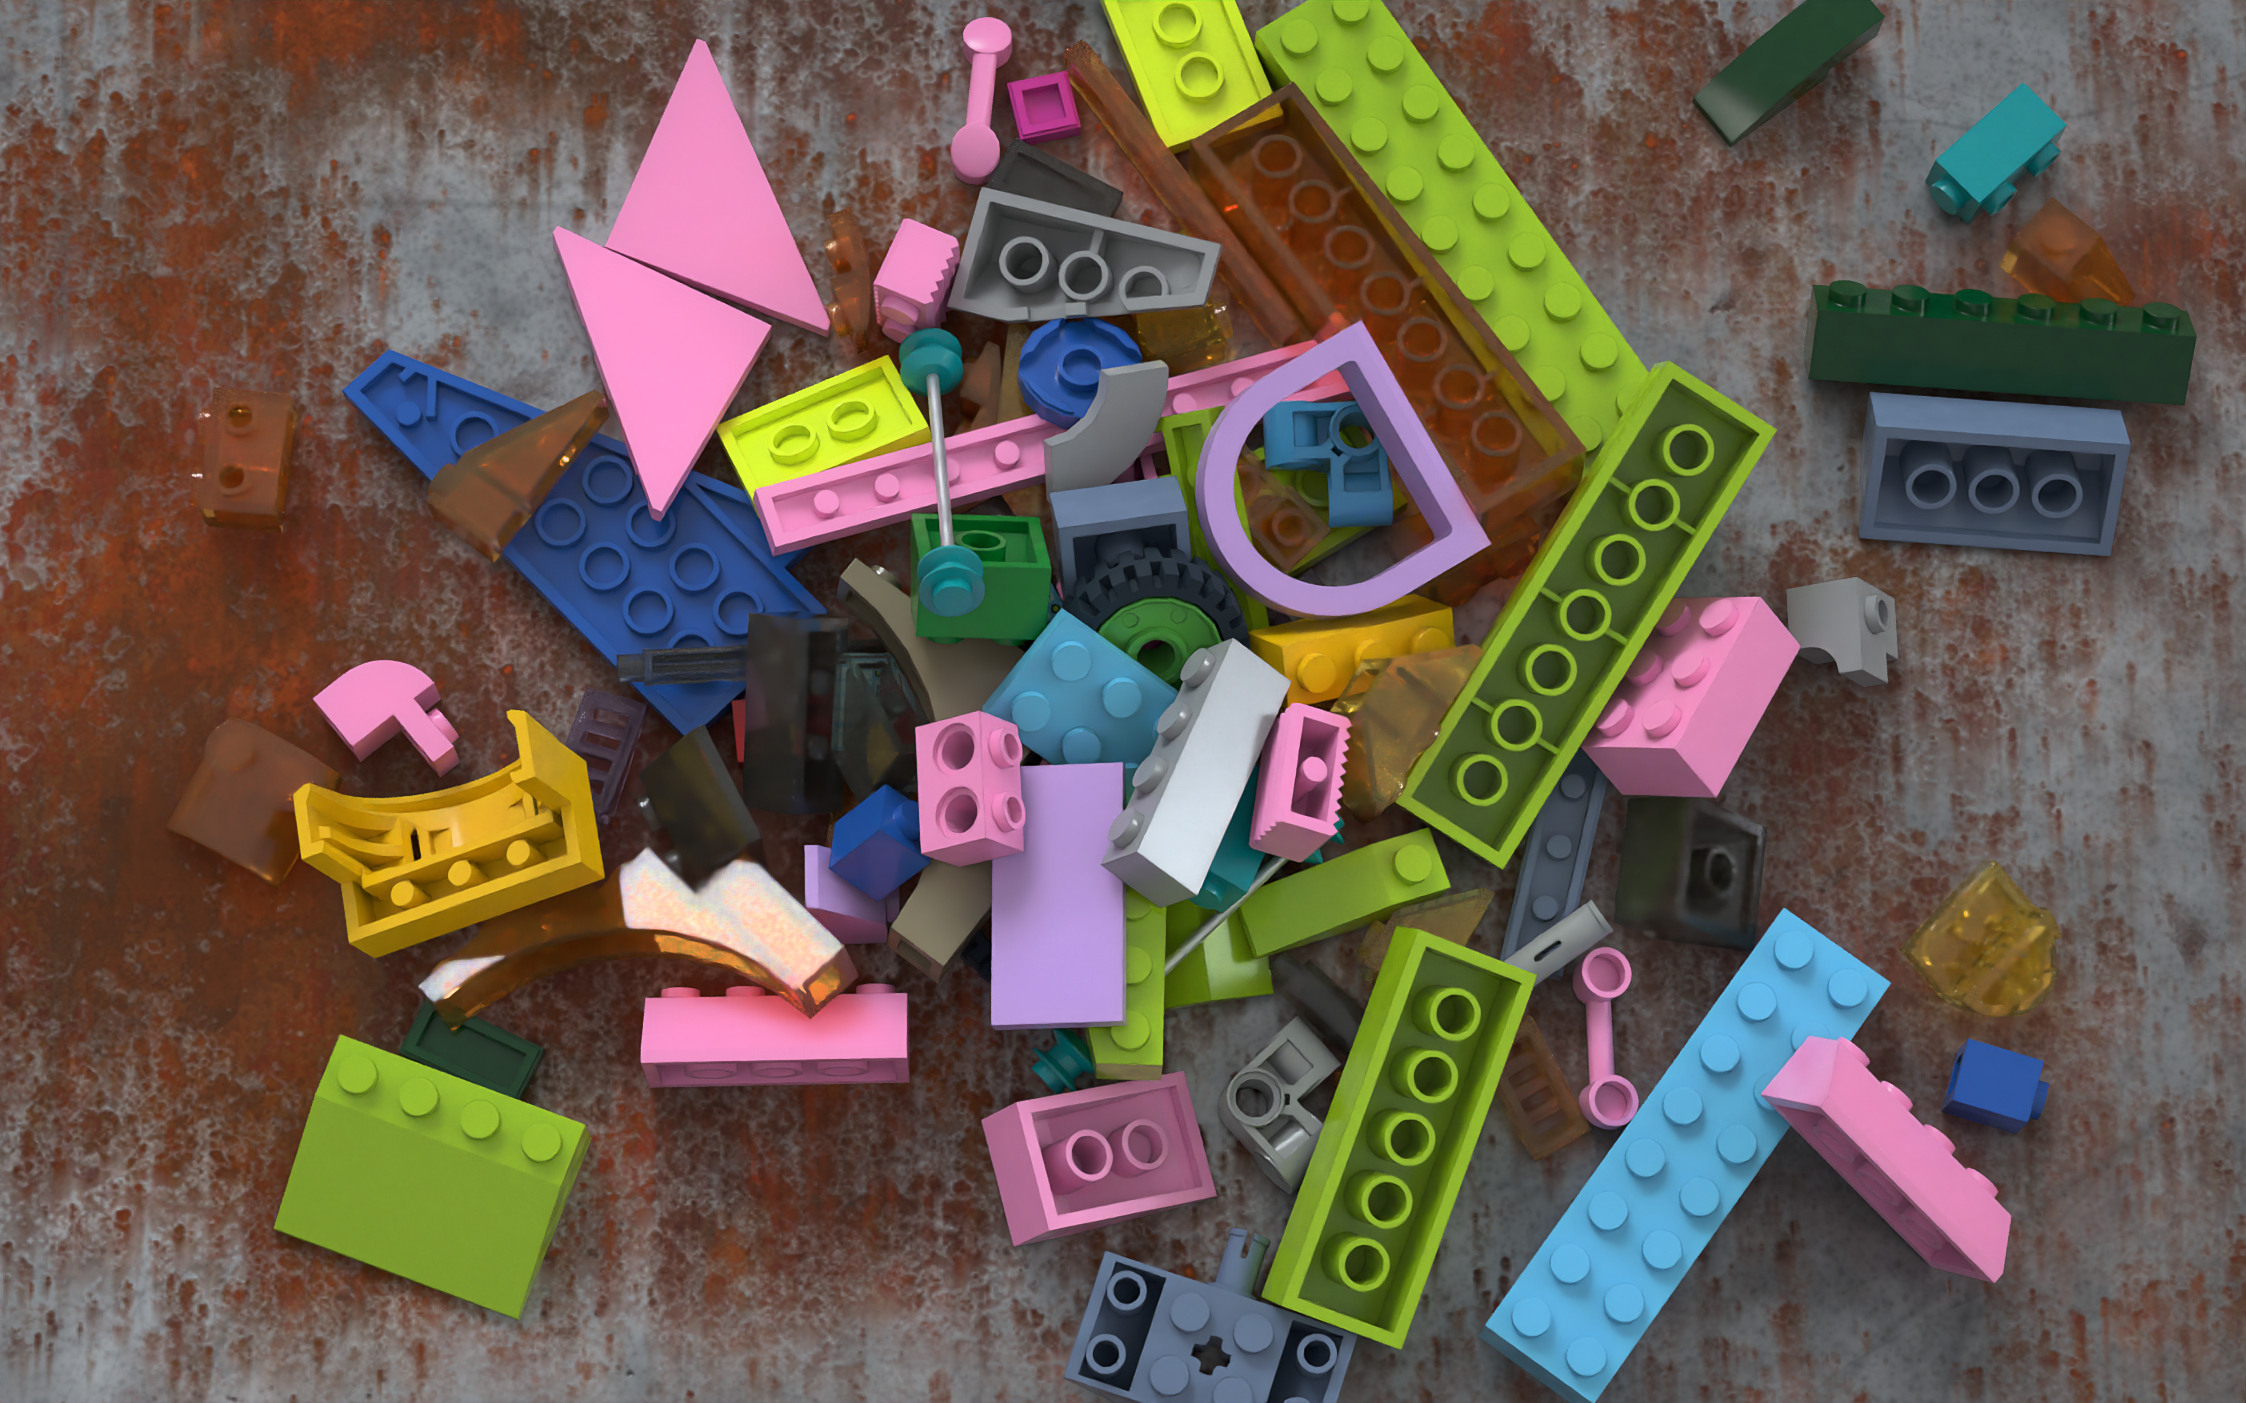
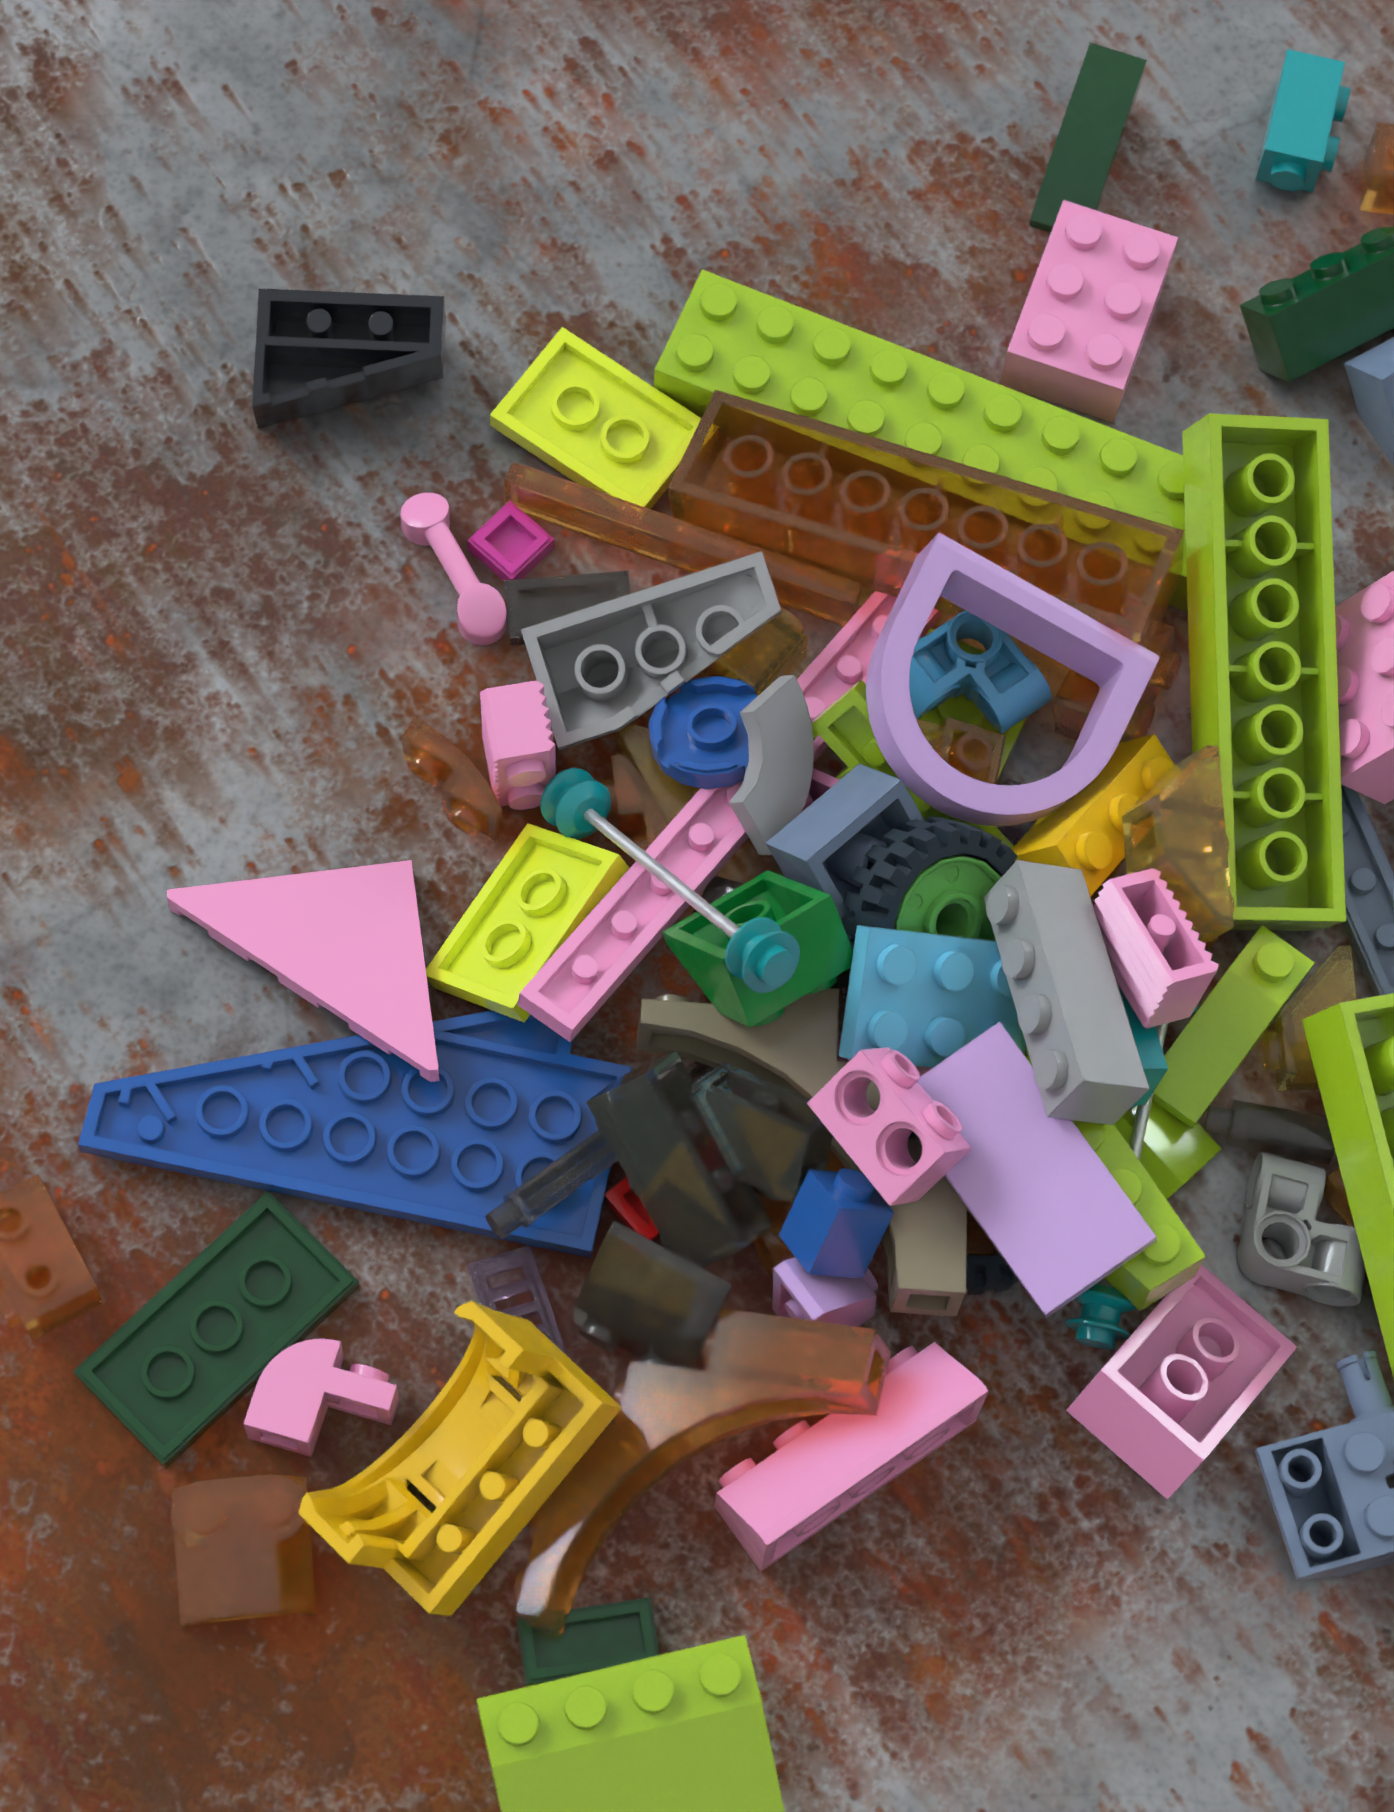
camera: 35 degrees left, 5 degrees down
(353, 606) = (216, 1329): none -> dark green tile
(508, 477) = (282, 1124): clear orange slope -> none
(708, 209) = (289, 800): bright pink tile -> none
(1678, 208) = (1088, 311): none -> bright pink brick

